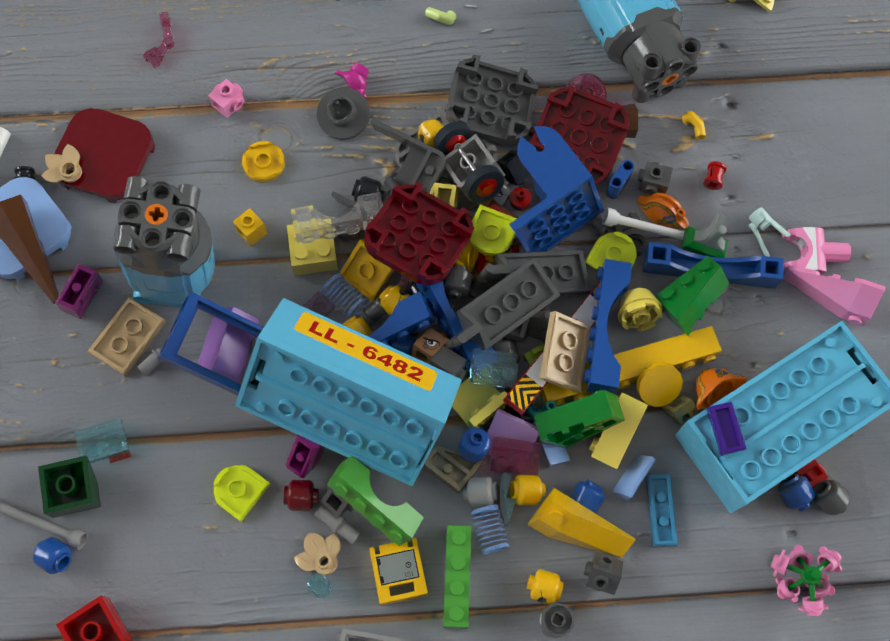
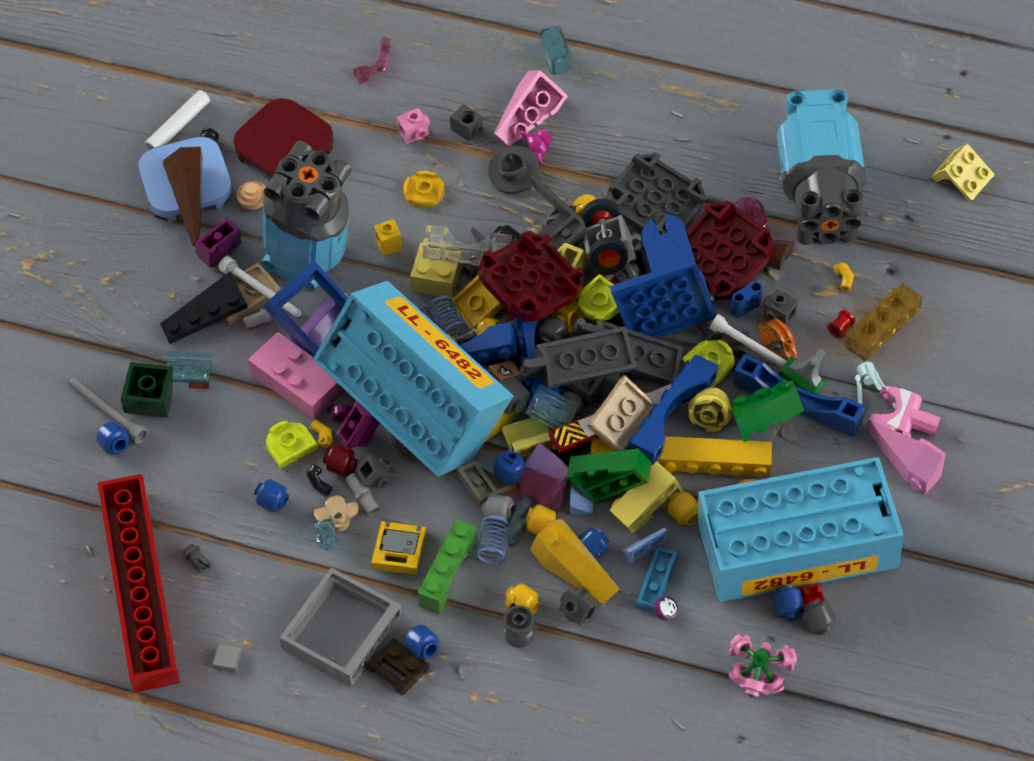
camera: 25 degrees right, 15 degrees down
(61, 165) = (245, 139): tan plate -> none
(93, 225) = (251, 195): none -> light nougat plate
(97, 367) = (207, 308): none -> black wing
(101, 313) = (229, 264): none -> white piece
(213, 415) = (294, 376): none -> bright pink brick
(245, 562) = (271, 495): none -> blue head
(272, 468) = (325, 433): none -> yellow arm
(274, 71) = (466, 122): none -> dark grey brick
(280, 439) = (340, 412): none -> magenta tile
(286, 527) = (316, 482): none -> black arm
(331, 39) = (530, 105): none -> bright pink wedge
(353, 484) = (410, 500): bright green arch -> none
(445, 18) = (648, 117): yellowish green arm -> none
(656, 424) = (683, 508): none -> yellow head
(659, 384) = (700, 473): yellow tile -> none
(685, 541) = (666, 608): none -> tile
(726, 428) = (729, 506): dark purple tile -> none
(764, 133) = (883, 321): none -> clear yellow brick

